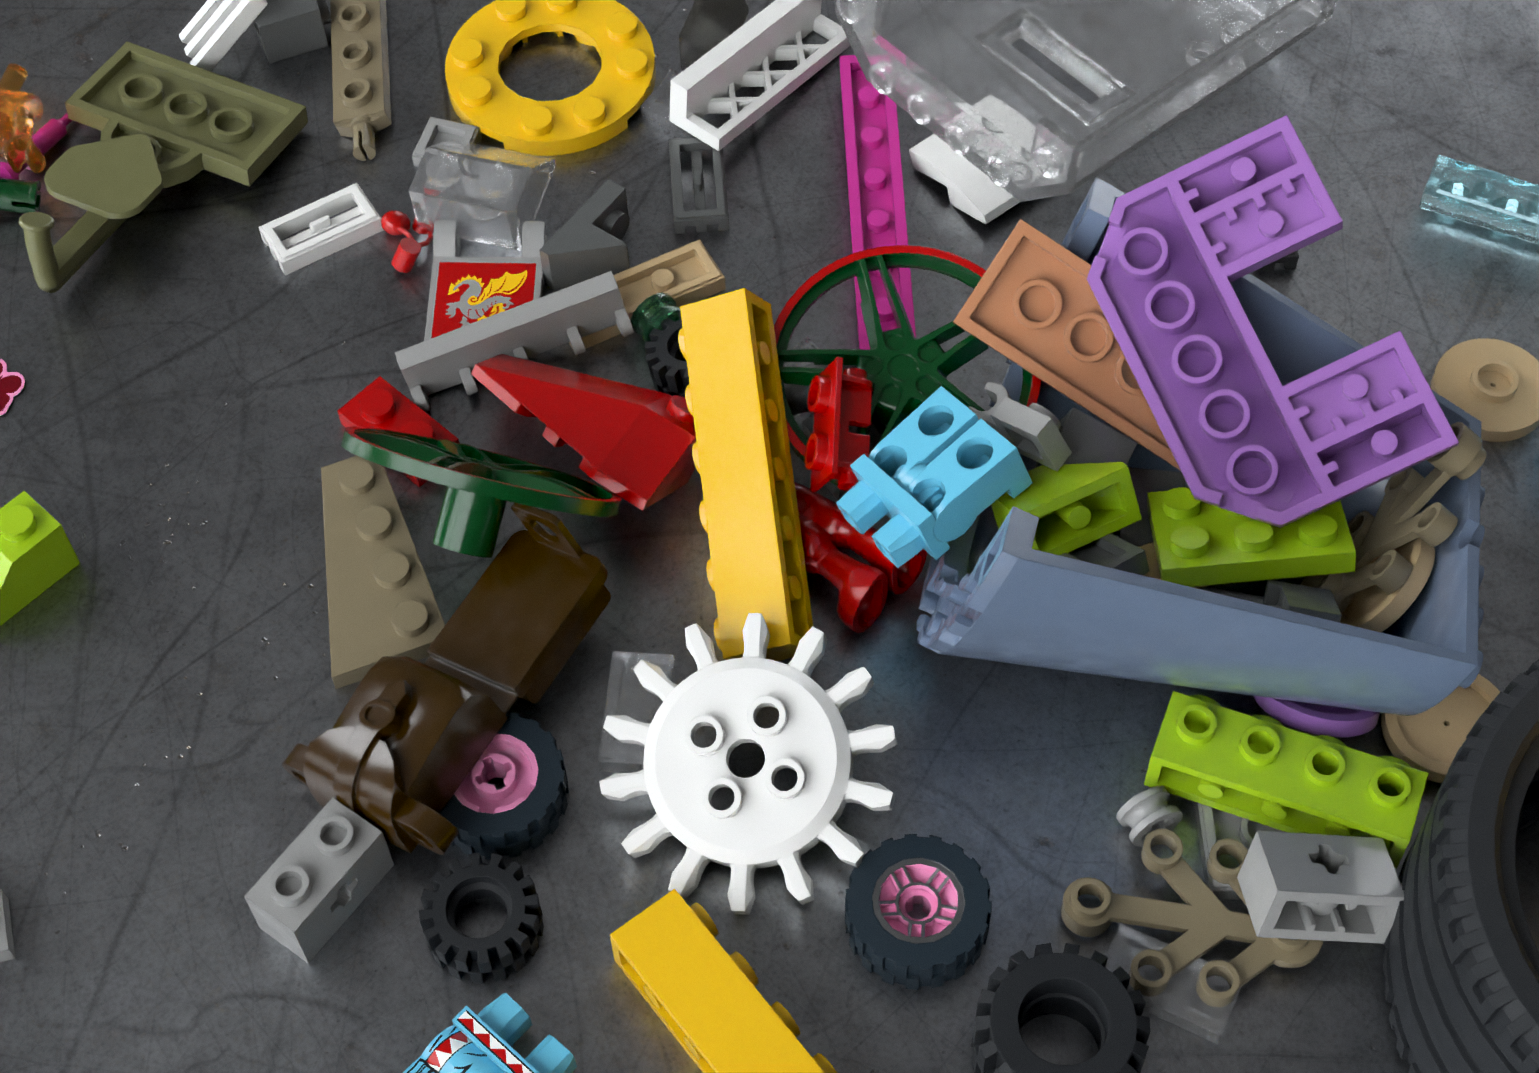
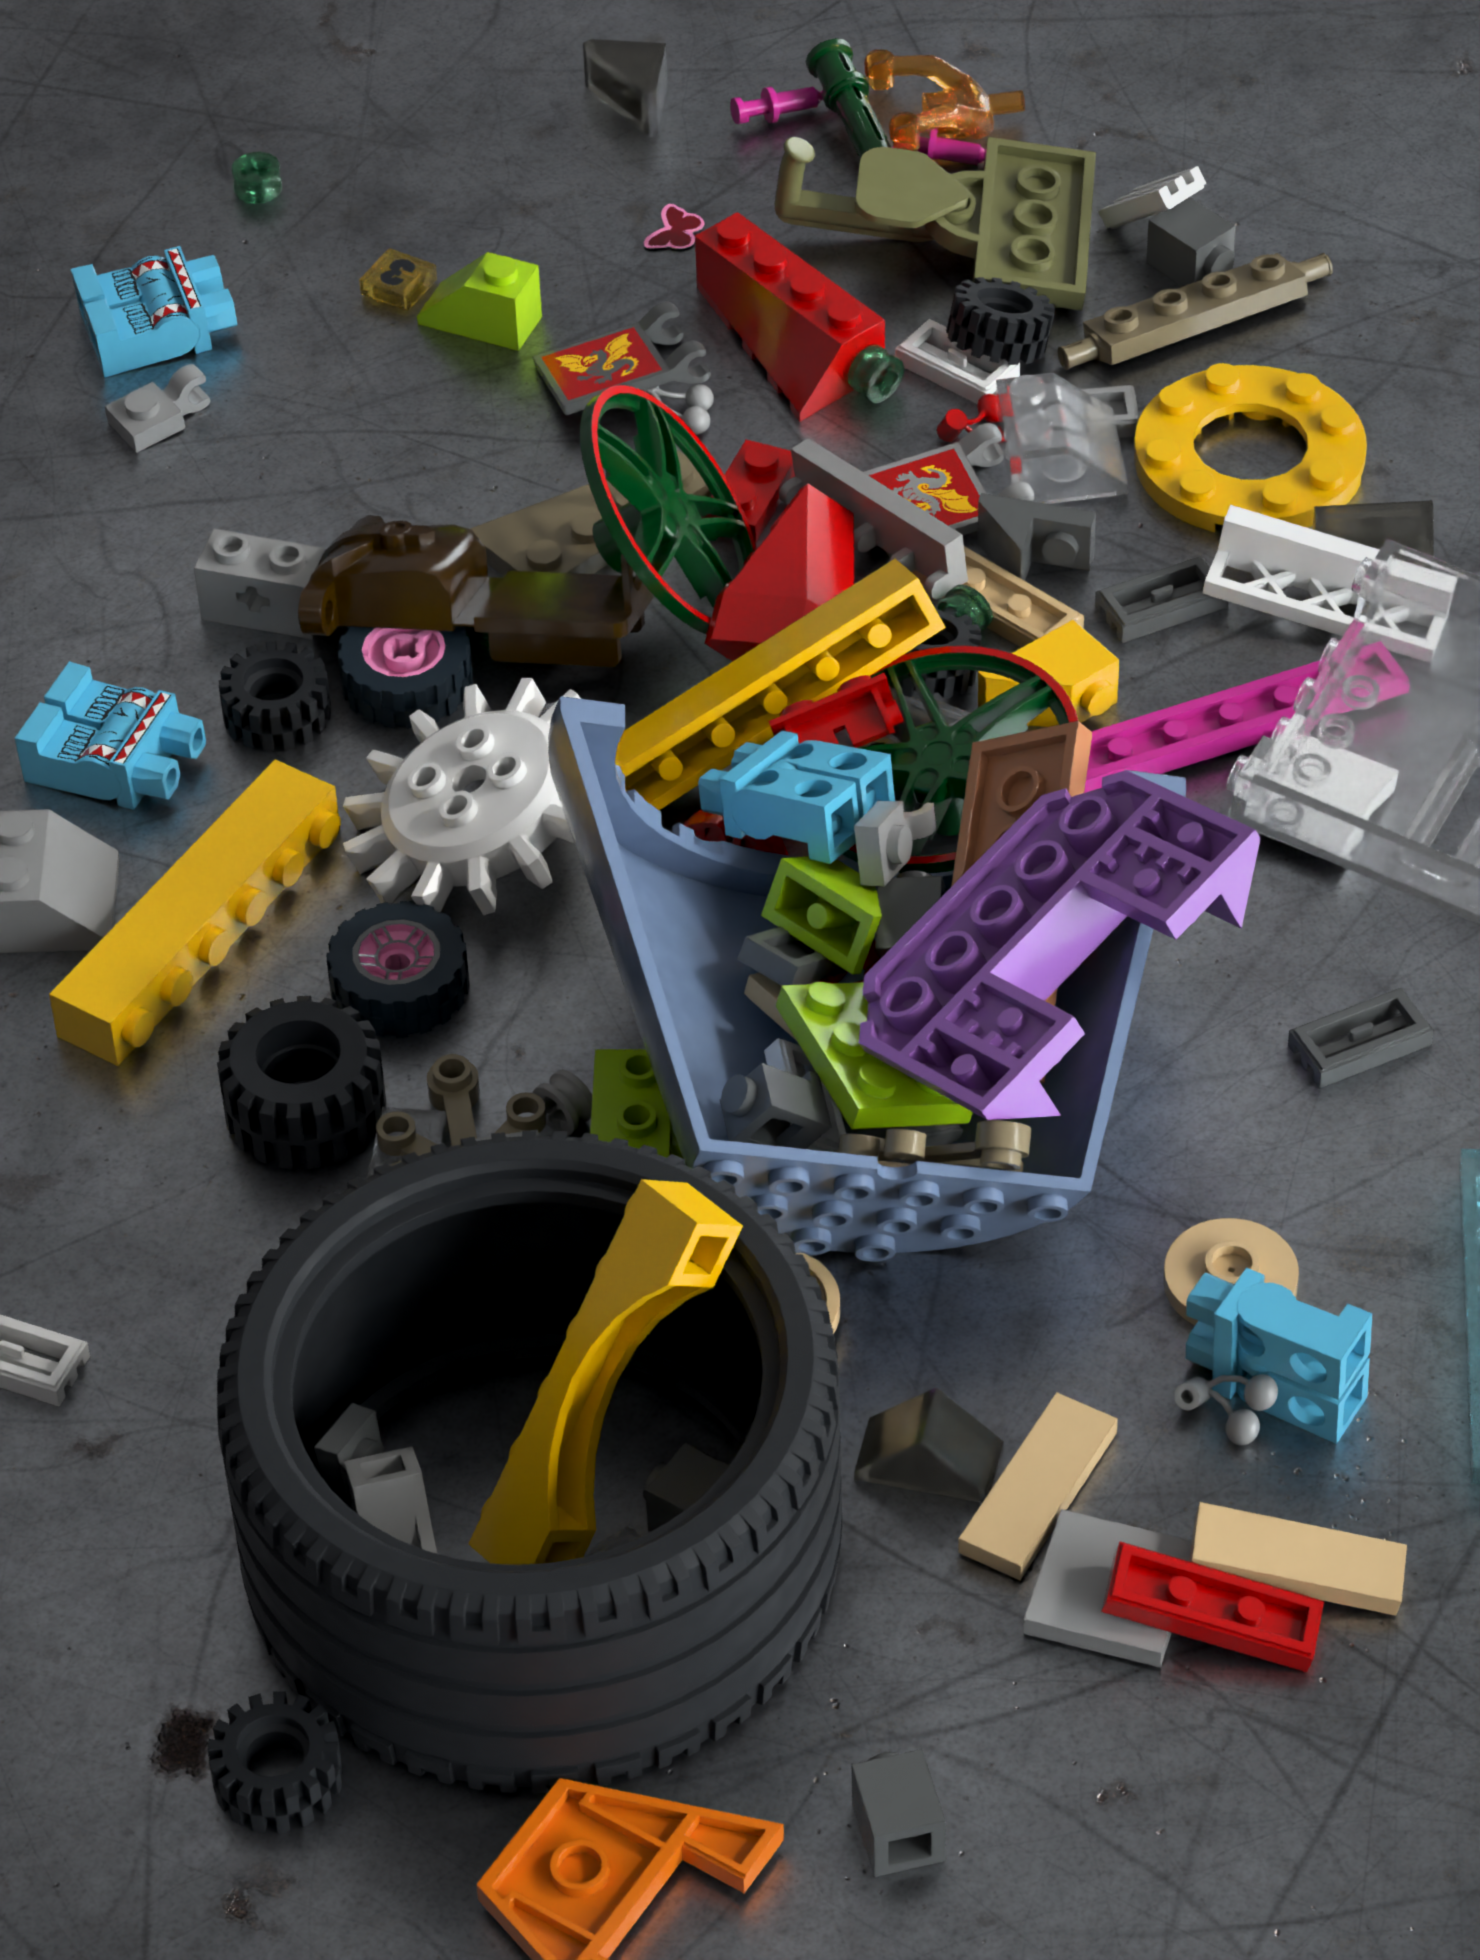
camera: 70 degrees right, 10 degrees down
(170, 489) = (621, 358): none -> flag
(190, 326) = (785, 313): none -> red wedge
(248, 433) = (699, 400): none -> light grey piece
(308, 173) = (1000, 320): none -> black tyre
(311, 286) = (875, 373): none -> clear green bush
(775, 263) = (1076, 662): none -> yellow slope

